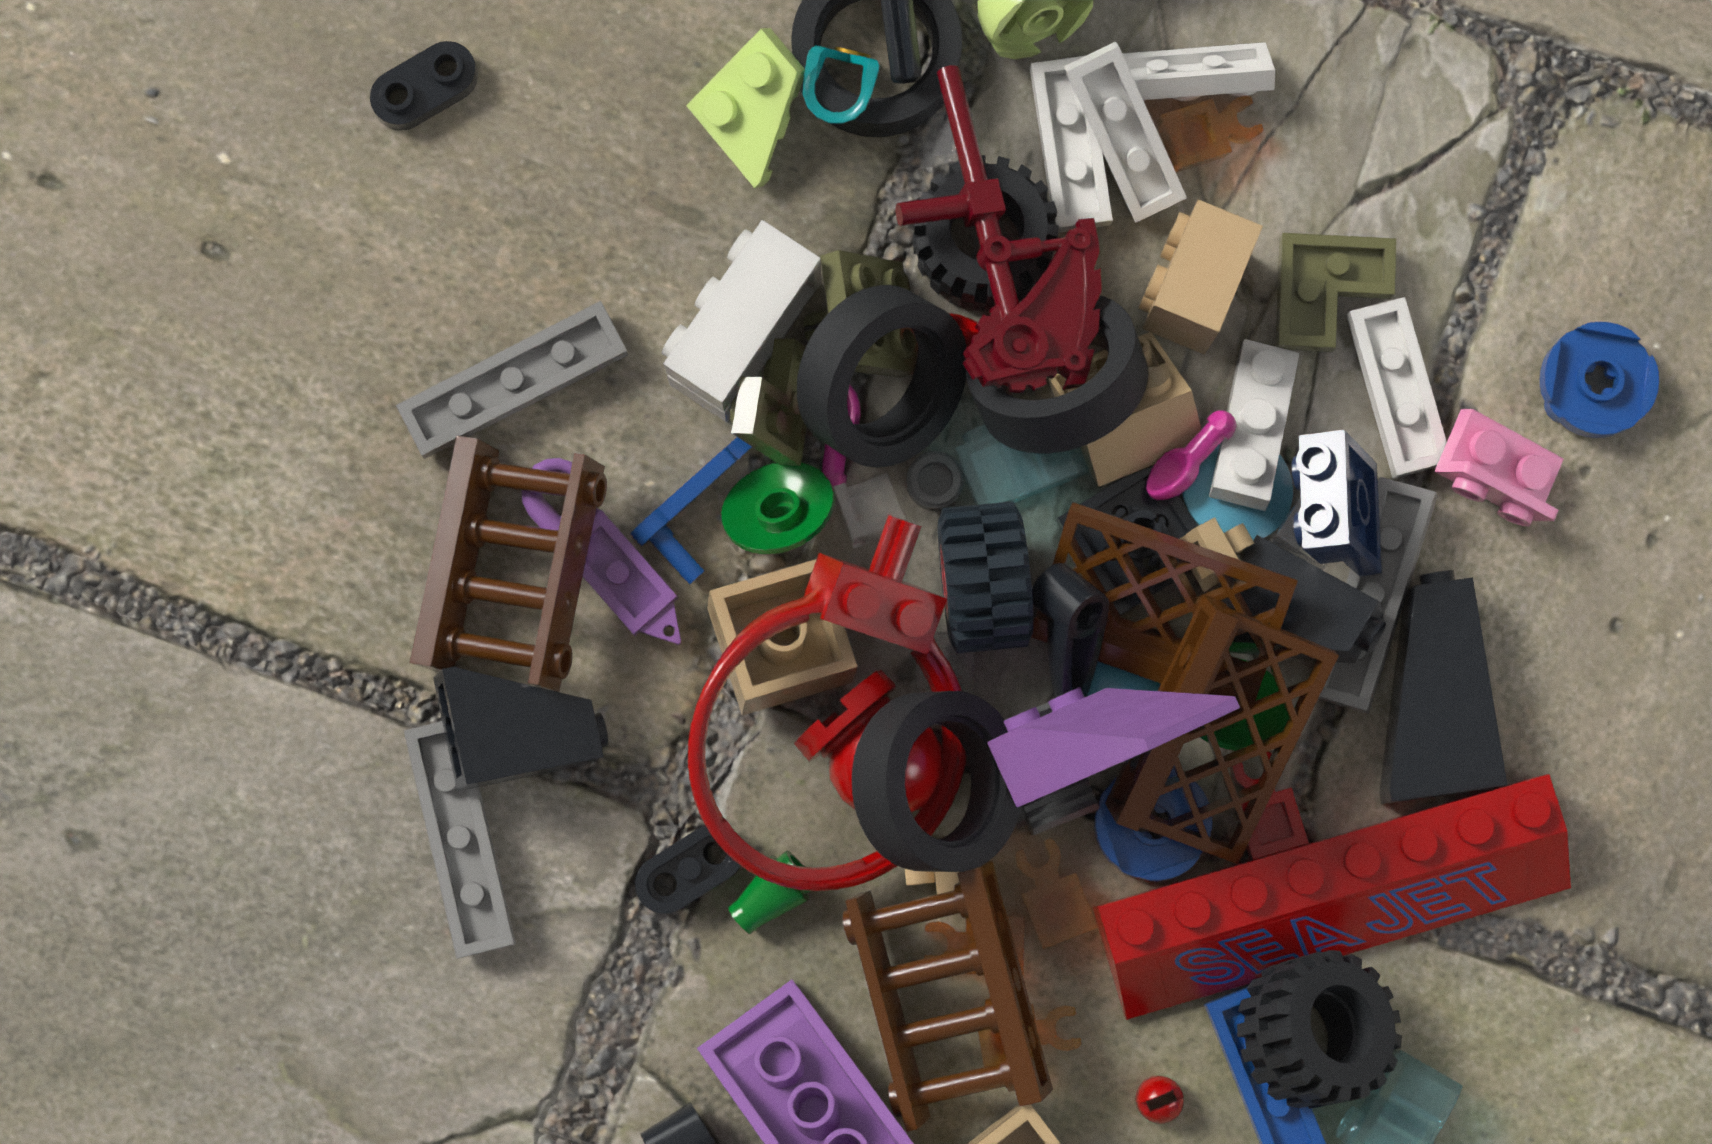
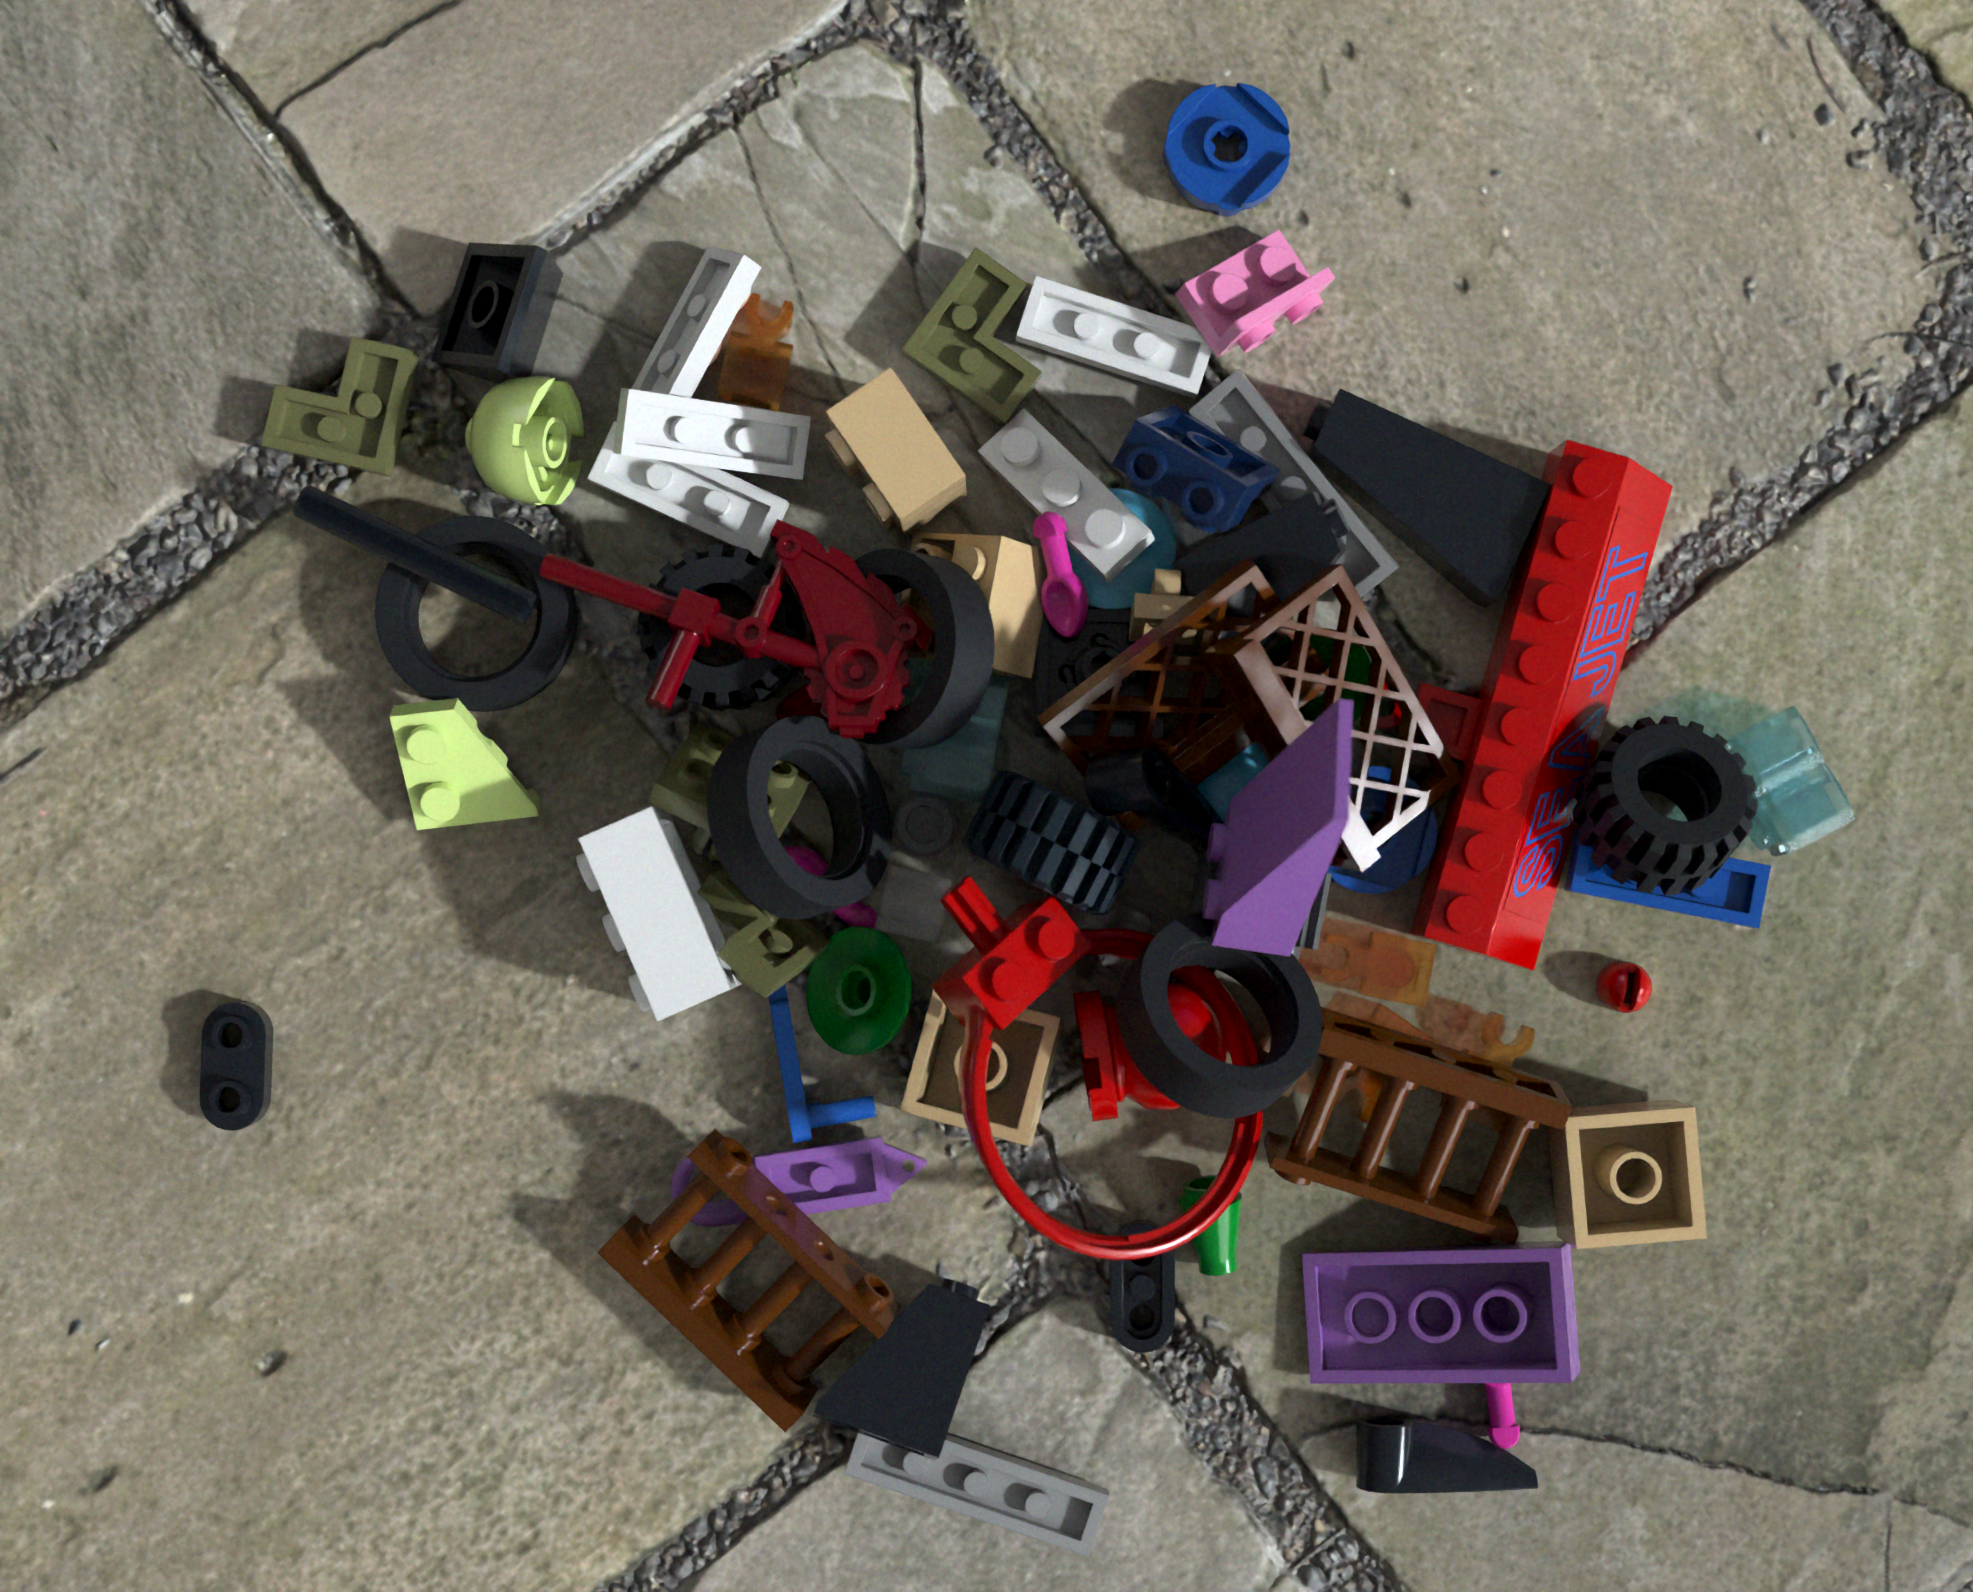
camera: 55 degrees left, 5 degrees up
(512, 379) = (575, 1162): light grey plate -> none
(813, 68) = (456, 686): teal piece -> none

